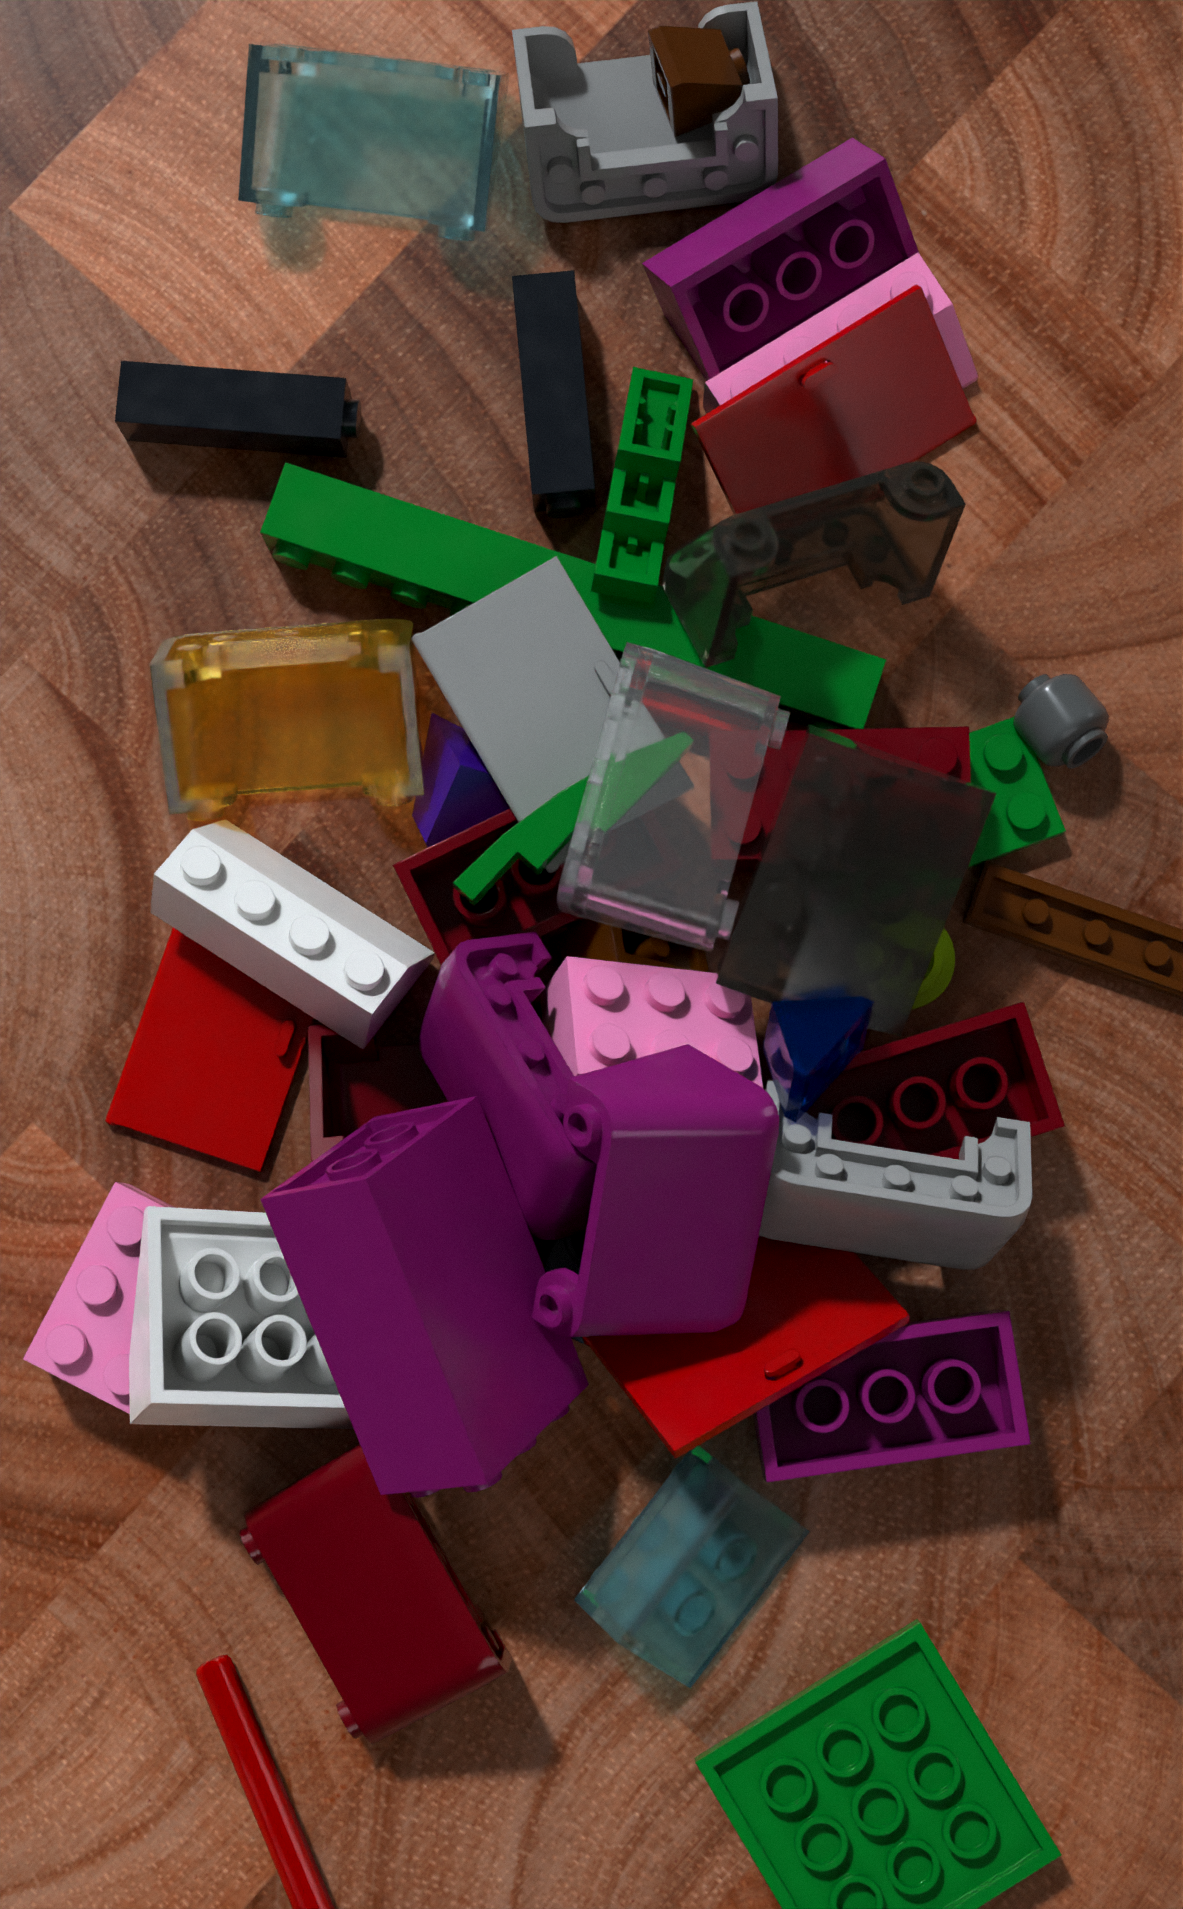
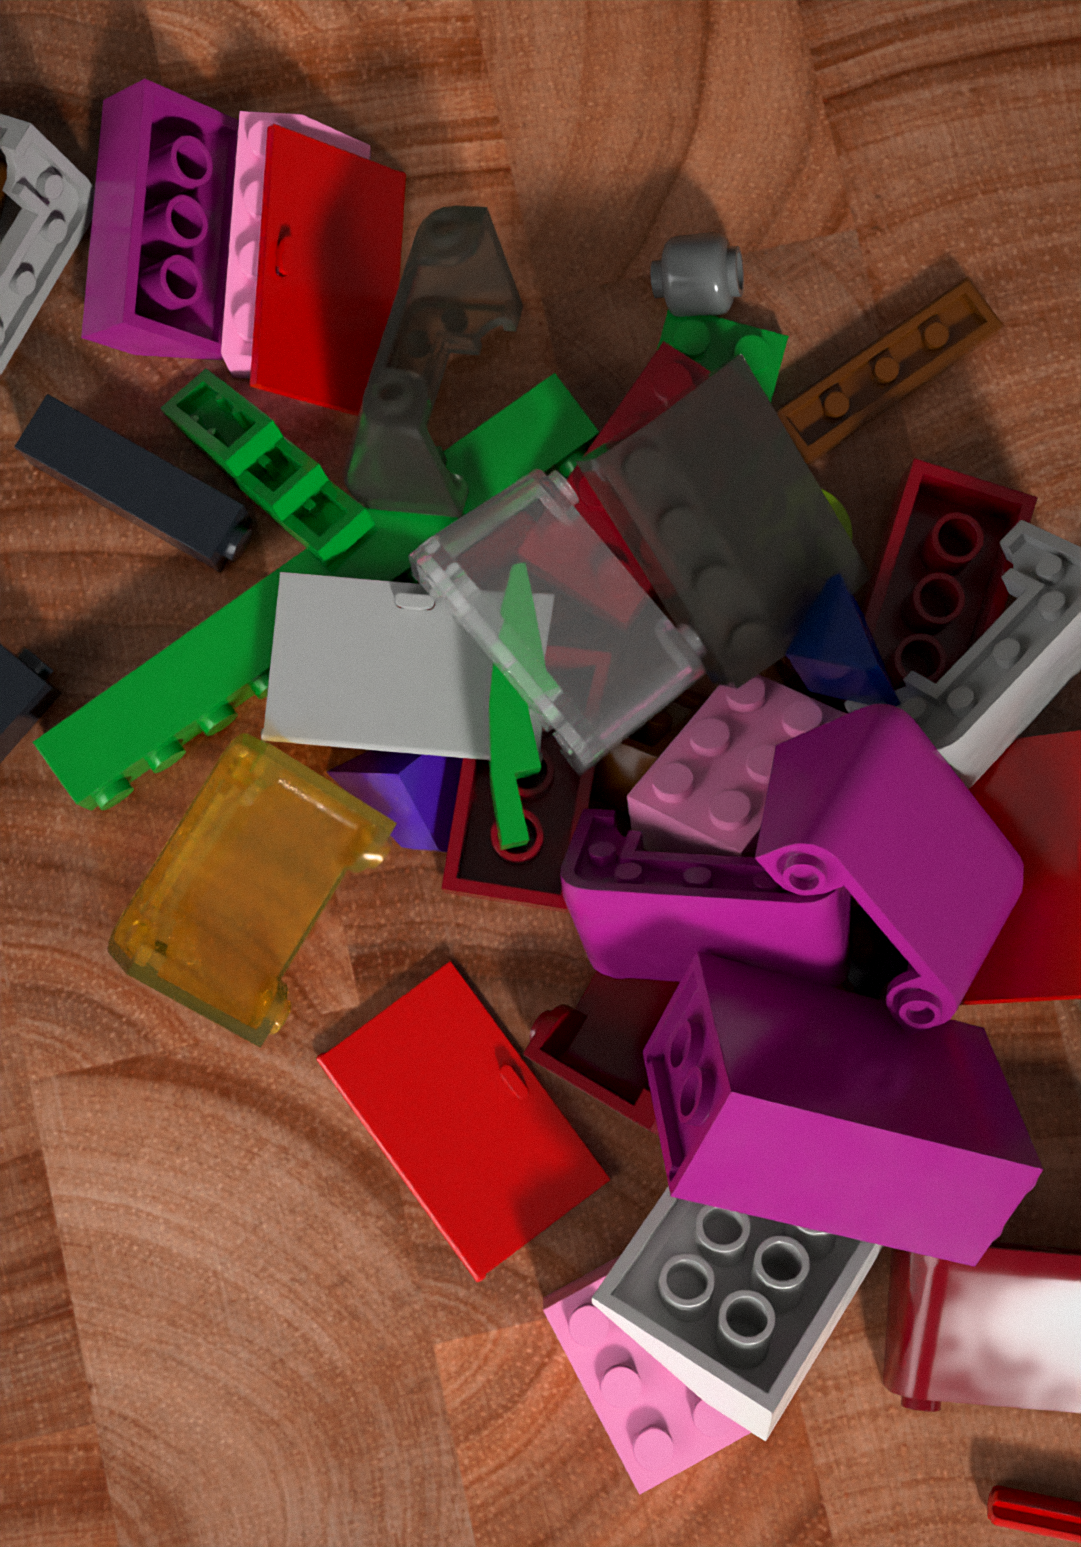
camera: 60 degrees left, 0 degrees up
(287, 929) = (428, 1015): white slope -> none

